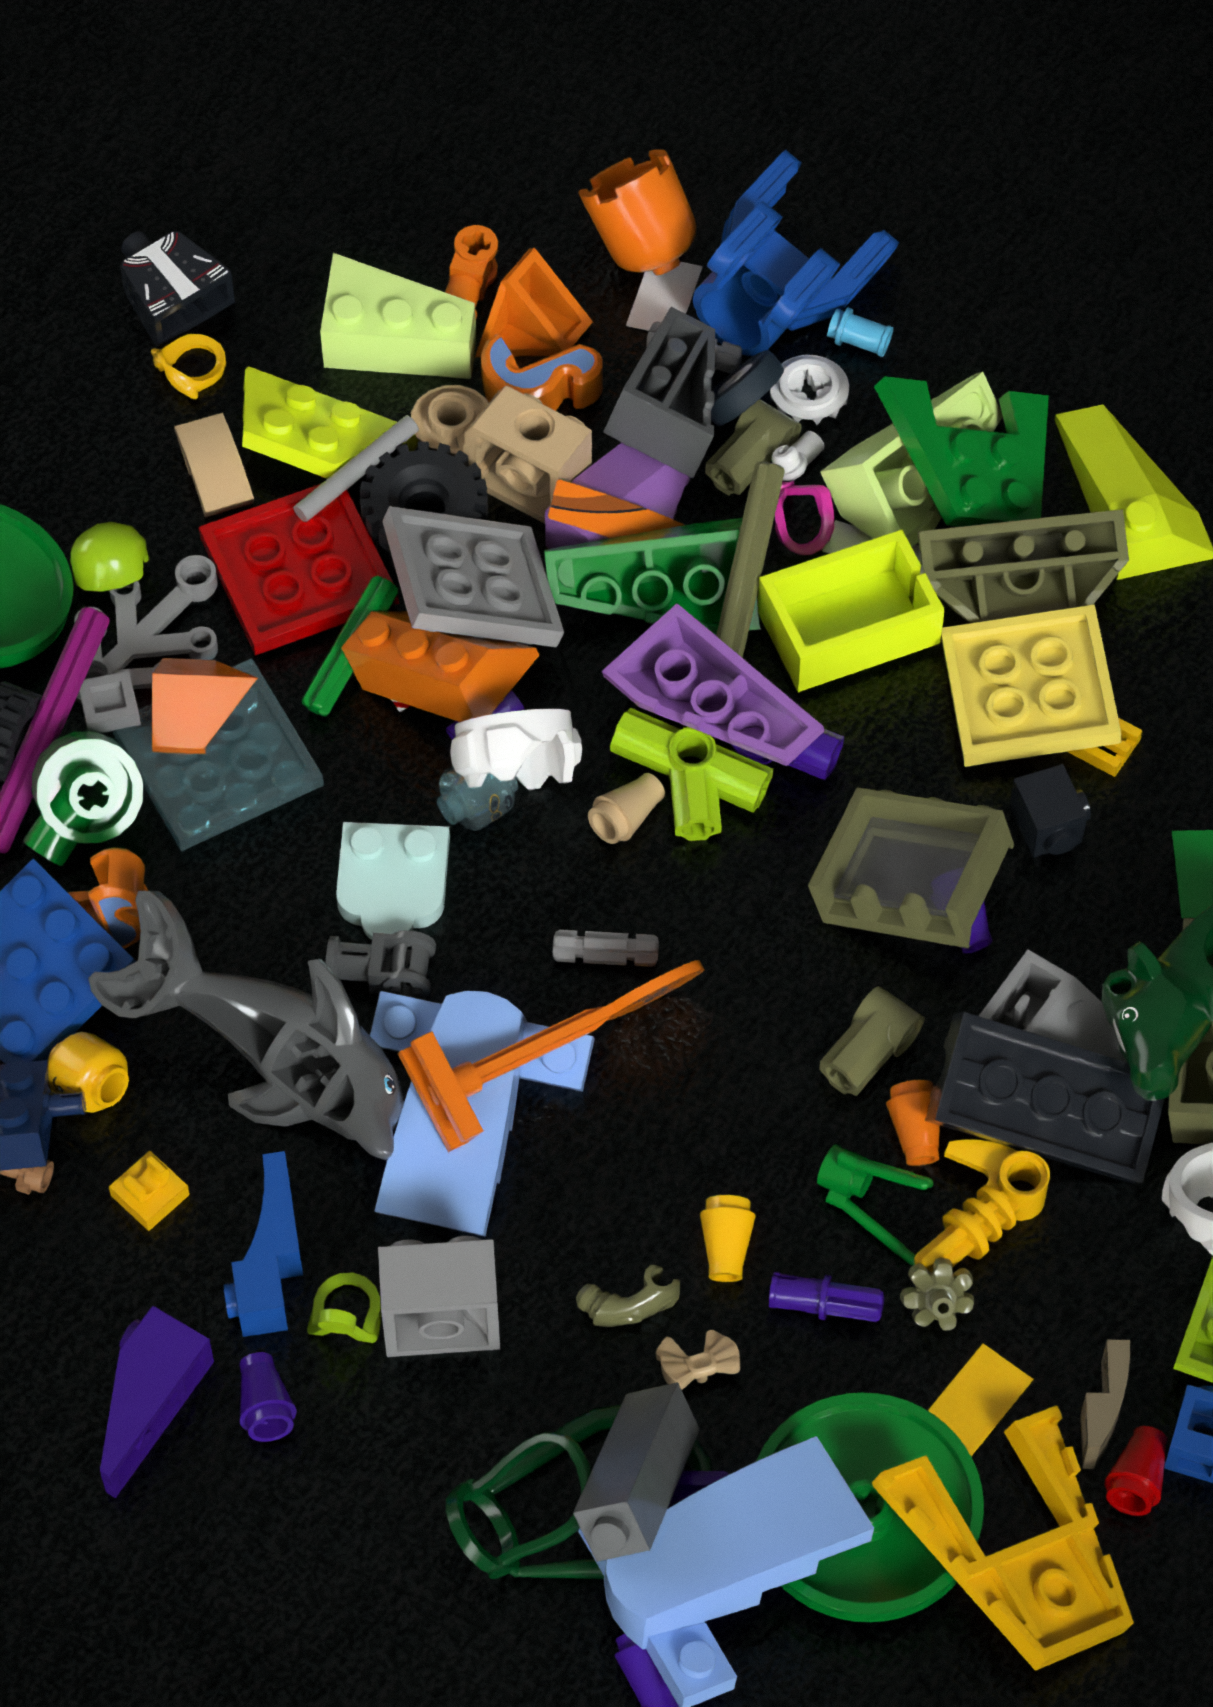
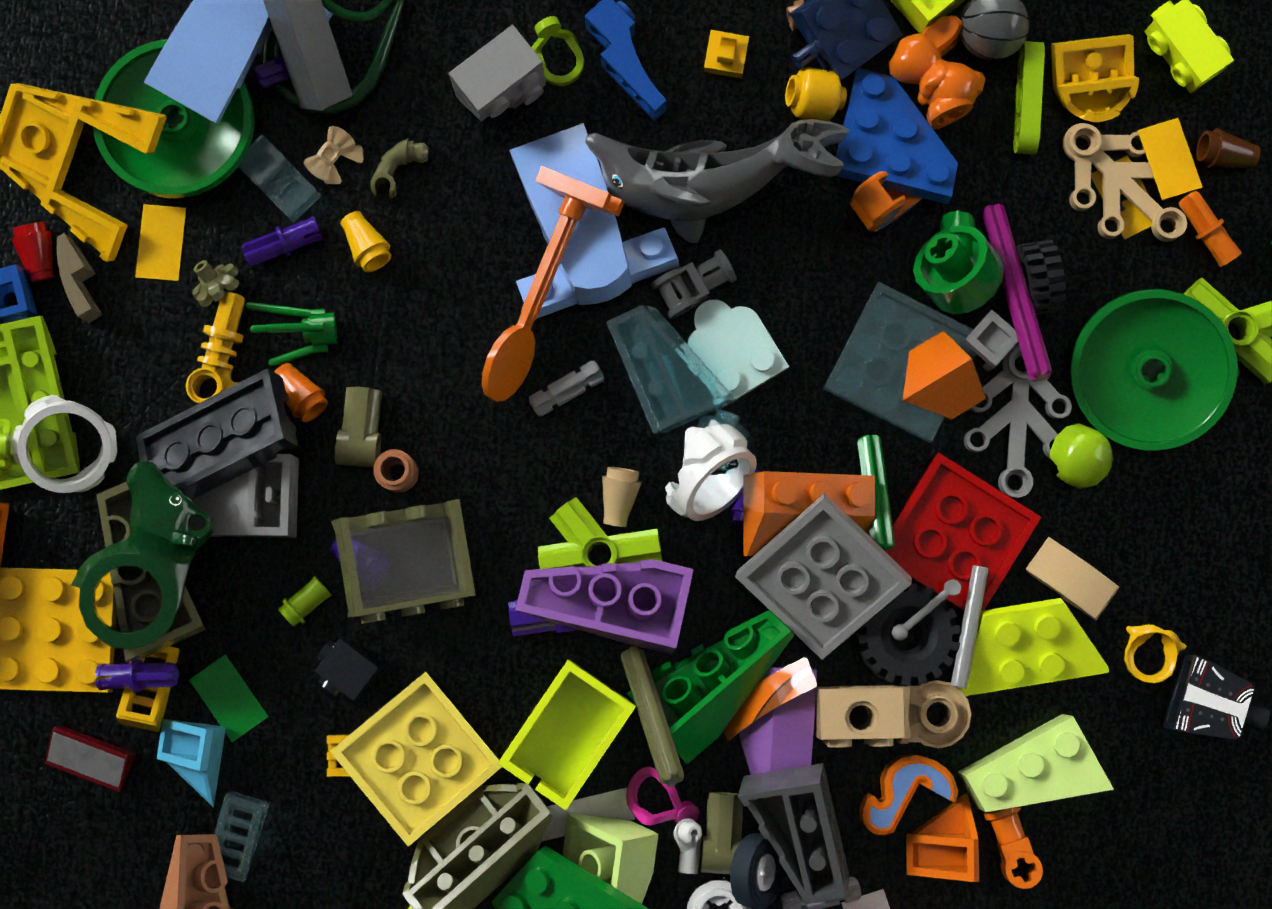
camera: 145 degrees right, 25 degrees up
(347, 504) = (951, 588): none -> light grey hinge
(482, 878) = (665, 370): none -> clear light blue wedge
(780, 1370) = (278, 179): none -> clear light blue slope
(859, 963) = (387, 462): none -> nougat brick
(1055, 907) = (304, 602): none -> lime pin

